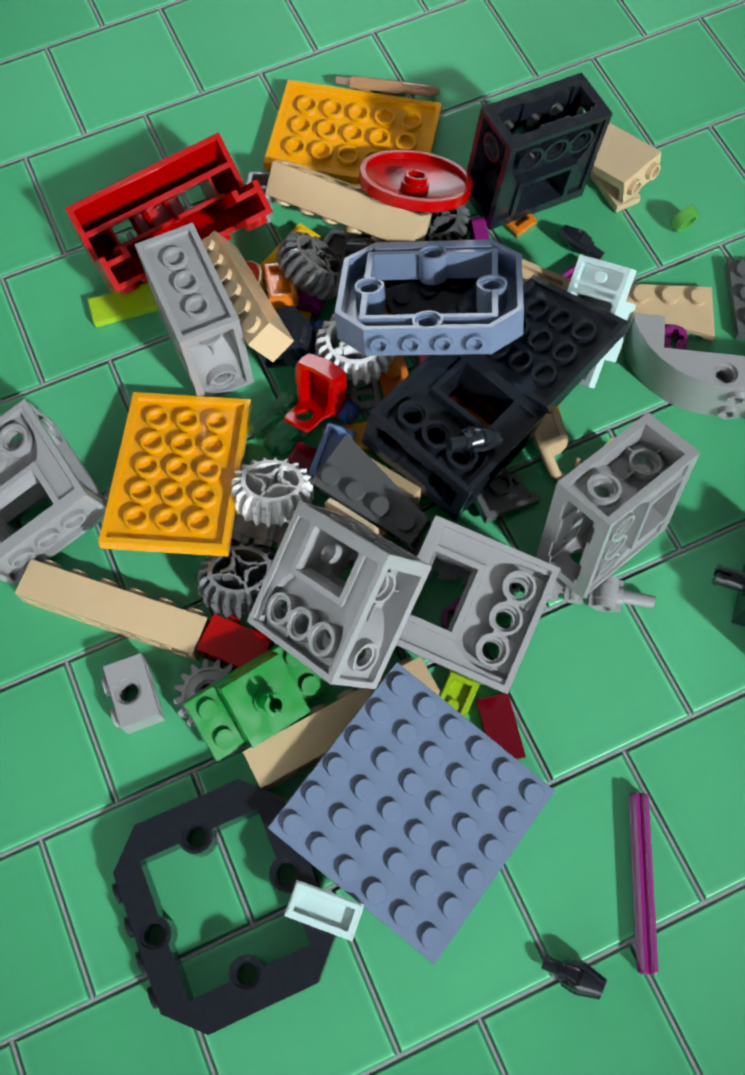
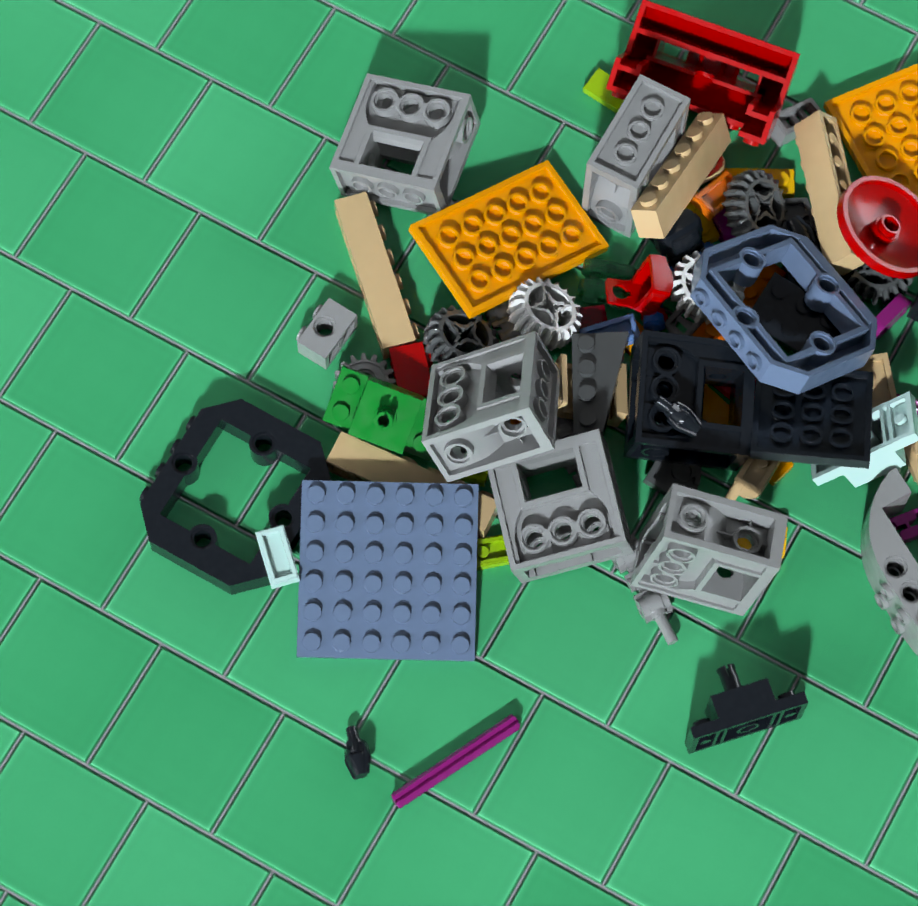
camera: 50 degrees right, 0 degrees up
(500, 723) = (495, 595): dark red tile -> none

